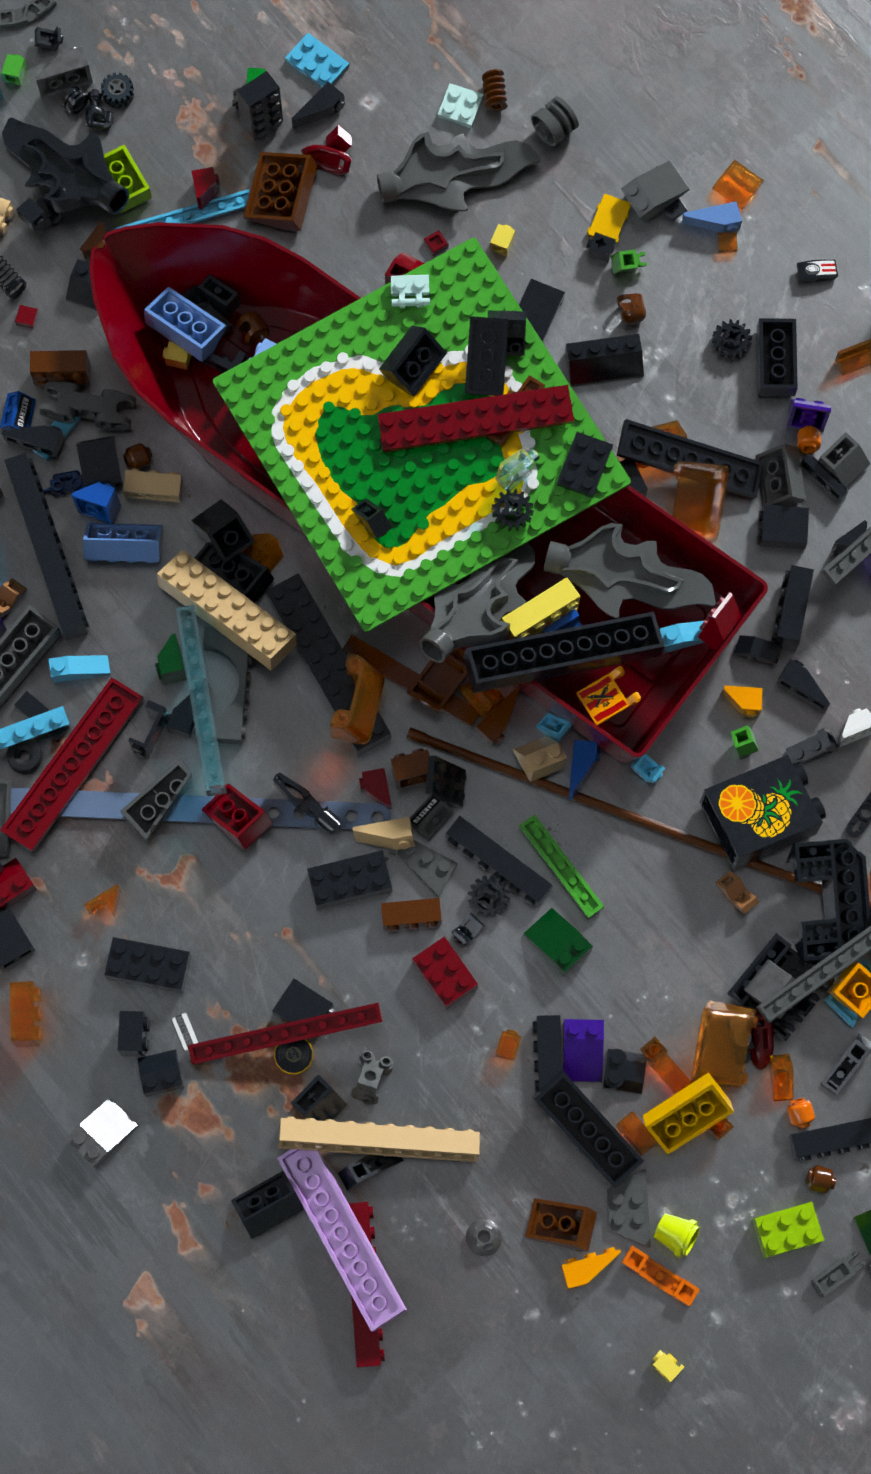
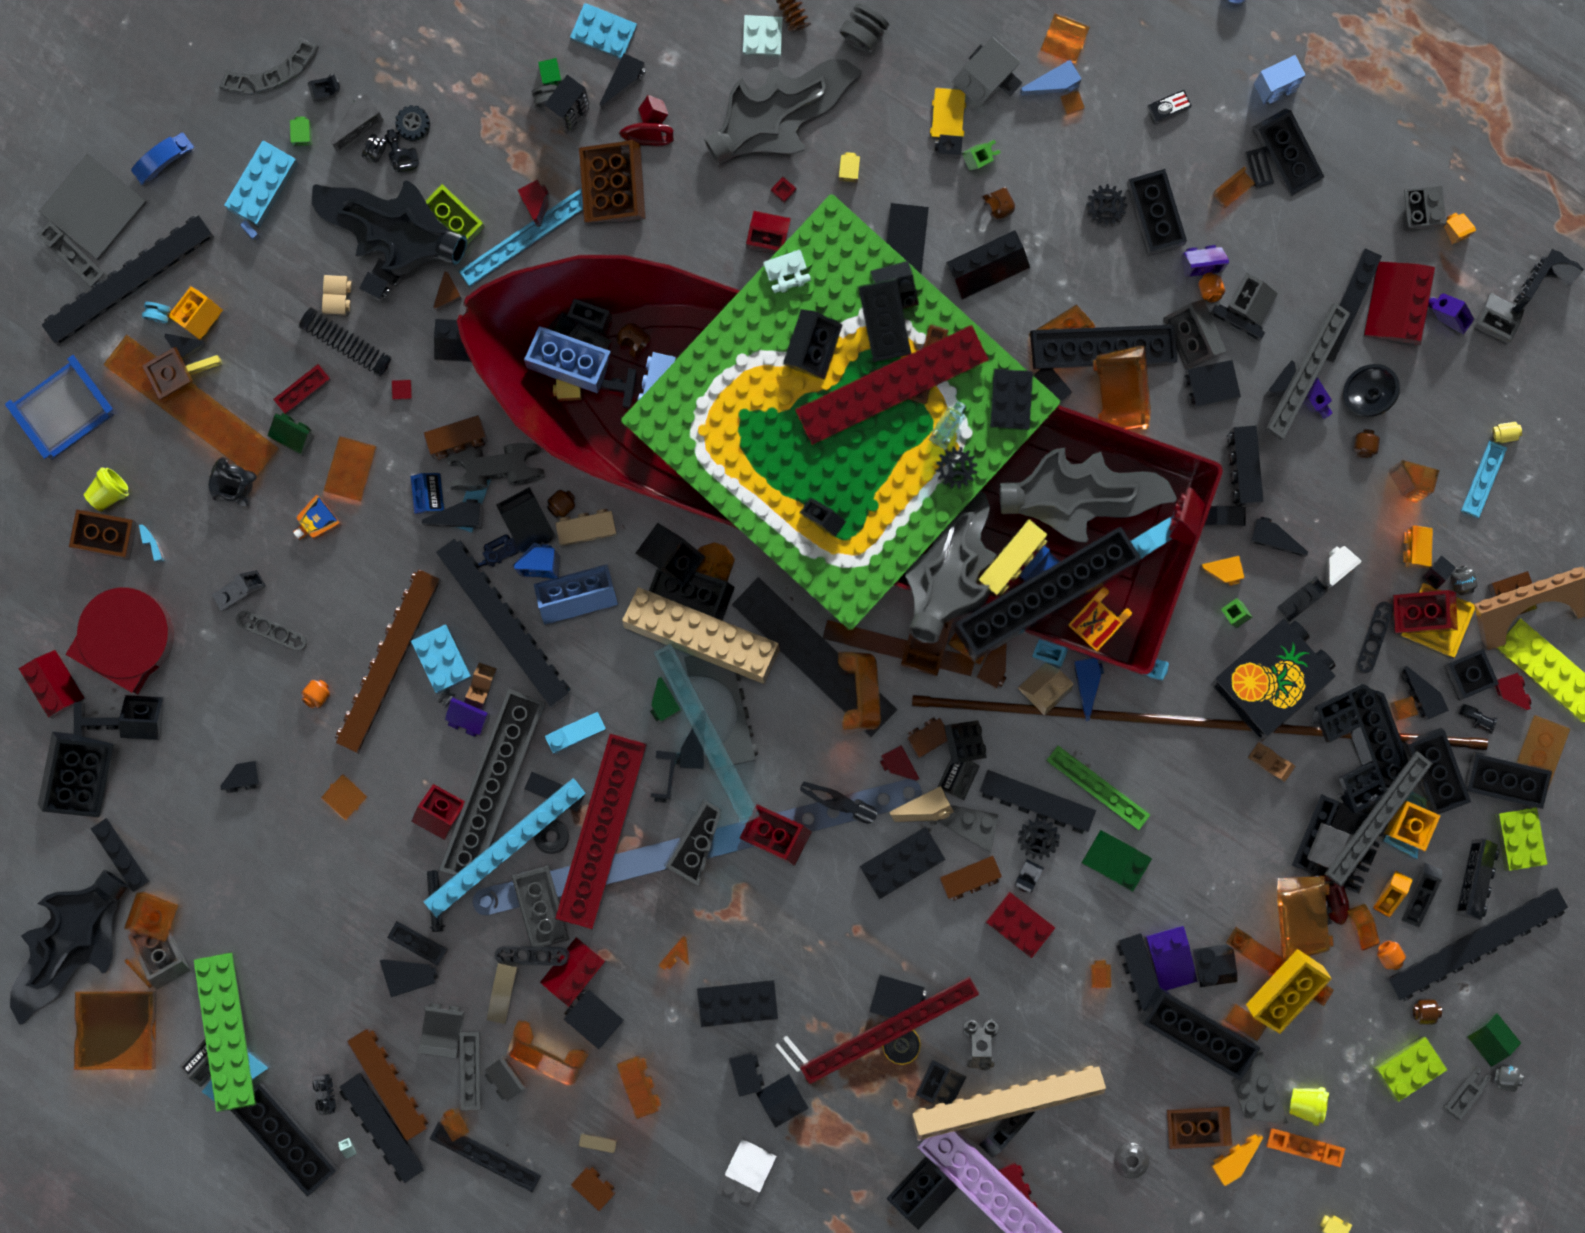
camera: 20 degrees left, 10 degrees up
(819, 1053) = (1393, 893): none -> light orange slope

